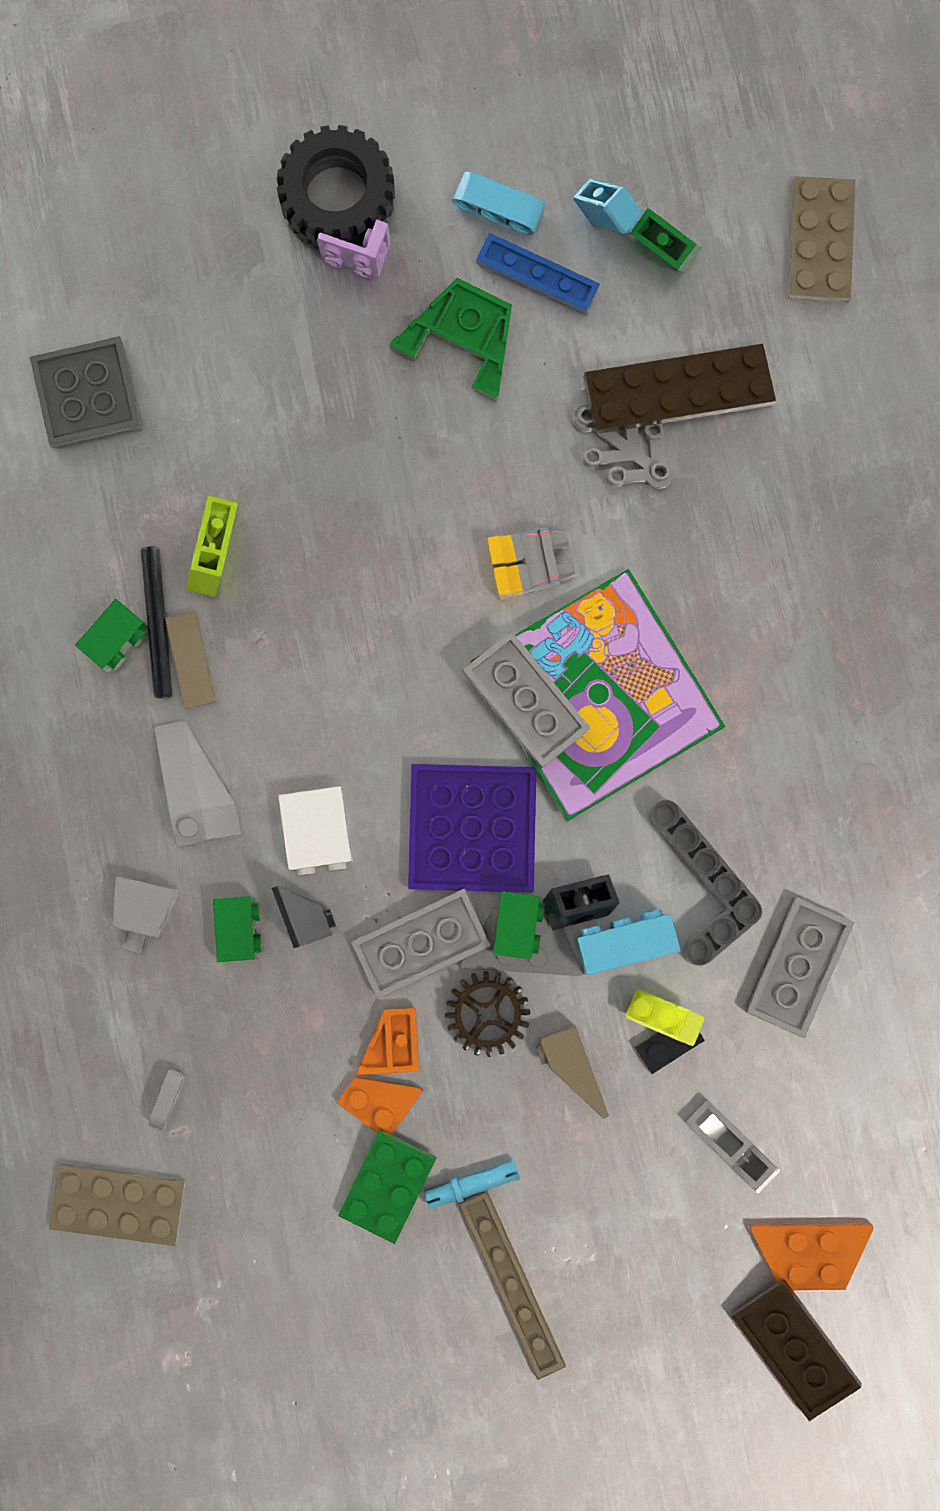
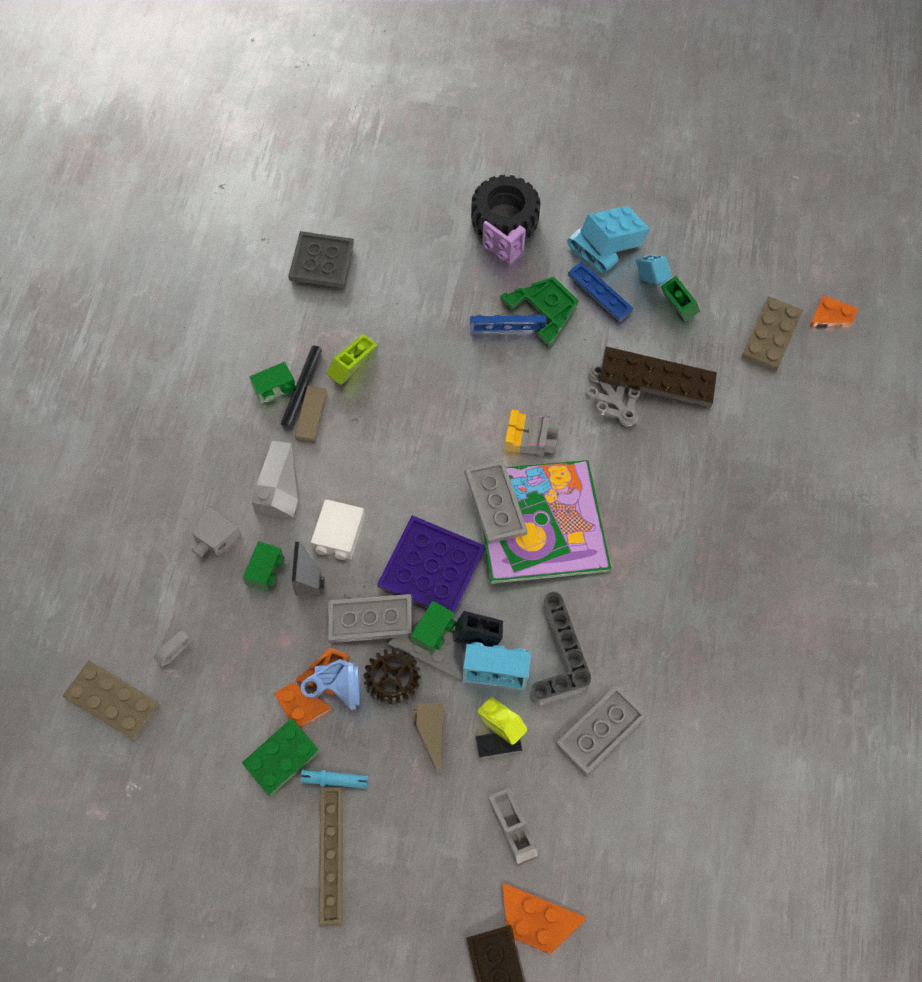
camera: 25 degrees right, 20 degrees down
(410, 393) = (501, 323): none -> blue plate
(420, 1052) = (338, 677): none -> light blue piece
(522, 159) = (614, 230): none -> medium azure brick
(901, 164) = (833, 313): none -> orange wing

